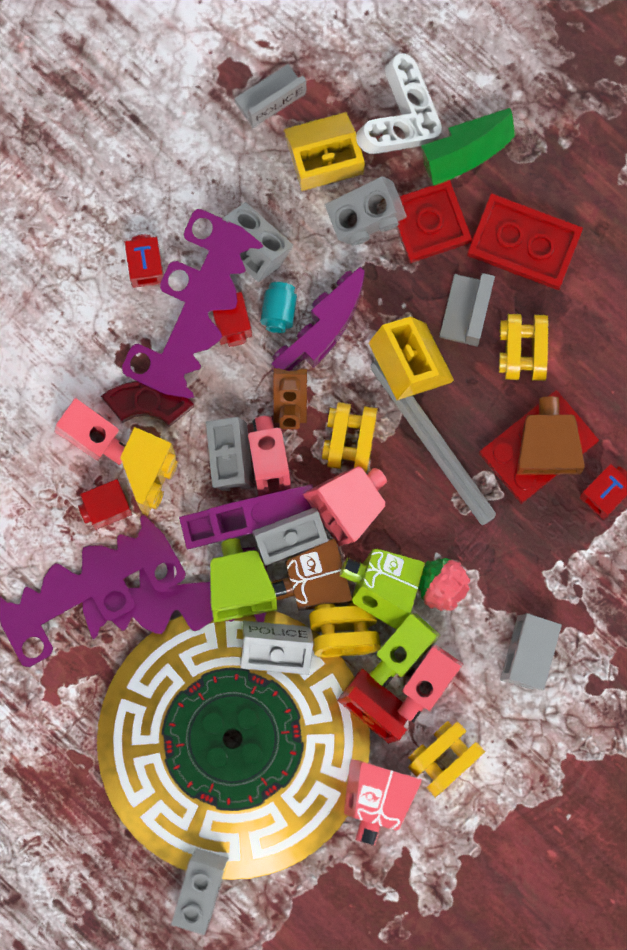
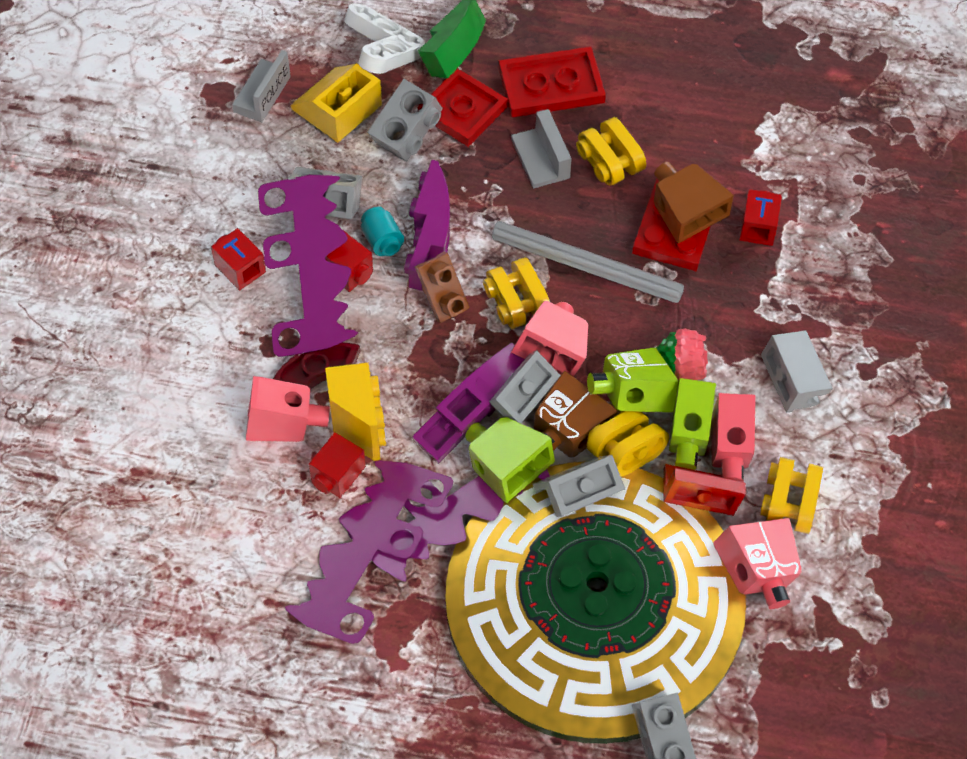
camera: 35 degrees left, 20 degrees down
(229, 454) = (421, 361): light grey hinge -> none
(268, 457) = (459, 341): coral torso -> none
(409, 357) = (522, 203): yellow slope -> none

